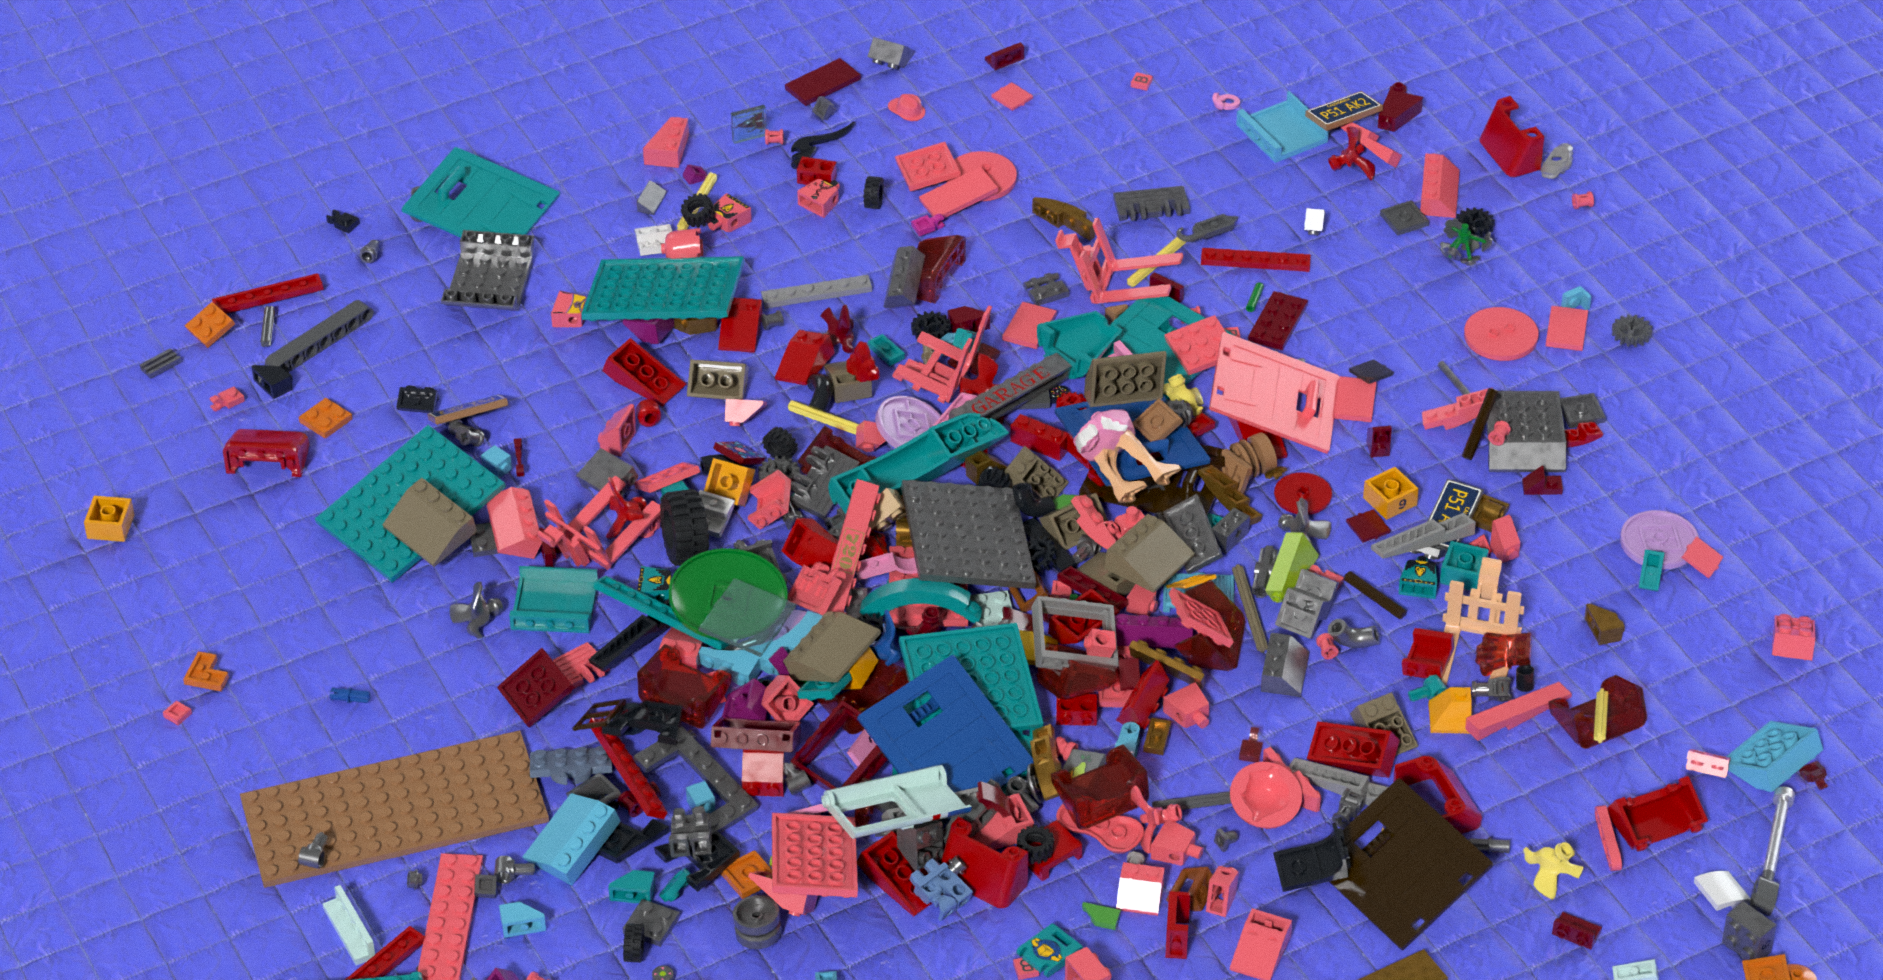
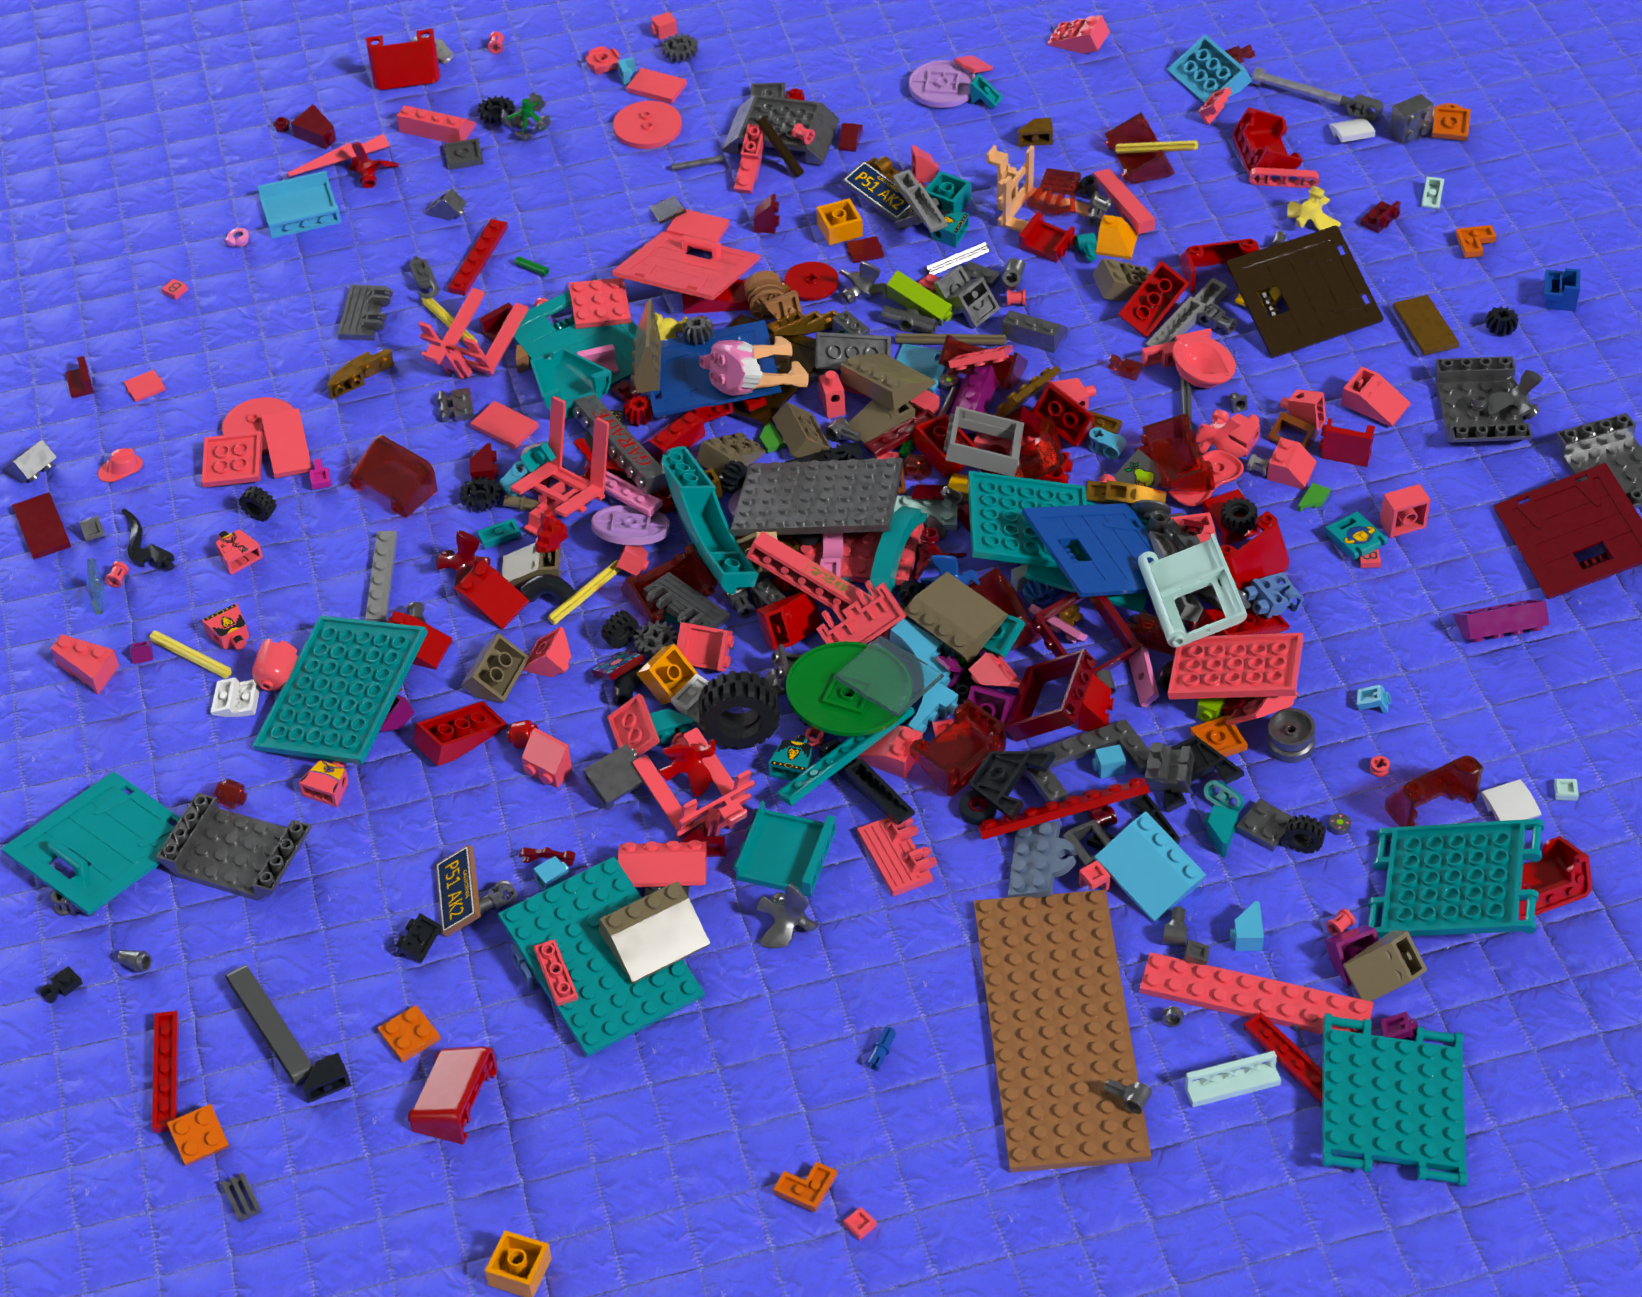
camera: 75 degrees left, 5 degrees up
(228, 398) = (336, 1128): coral plate -> none
(267, 327) = (221, 1077): dark grey axle -> none
(377, 473) = (558, 982): none -> coral tile
(535, 687) = (924, 873): dark red plate -> none
(546, 259) = (230, 793): none -> clear red head
(553, 799) = (1094, 876): none -> coral panel
(610, 714) = (983, 809): dark brown window -> none
(650, 198) = (165, 693): flat silver slope -> none
(694, 203) = (222, 656): black tyre -> none
(813, 169) = (195, 547): red brick -> none
(904, 277) = (412, 495): flat silver slope -> none
(957, 865) = (1258, 571): flat silver plate -> none
(1028, 504) = (773, 451): black cylinder -> none
(1092, 522) = (834, 409): coral slope -> none
(1100, 643) = (1007, 421): coral brick -> none
(1157, 421) = (706, 335): medium nougat tile -> none
(1191, 581) = (920, 351): light orange window -> none
(1278, 320) = (570, 257): dark red plate -> none
(1313, 862) = (1287, 341): black bracket -> none
(1344, 110) = (310, 154): tile -> none
(1357, 612) = (977, 271): none -> flat silver plate
(1583, 277) = (609, 61): none -> coral plate
(1663, 312) = (663, 26): none -> coral brick

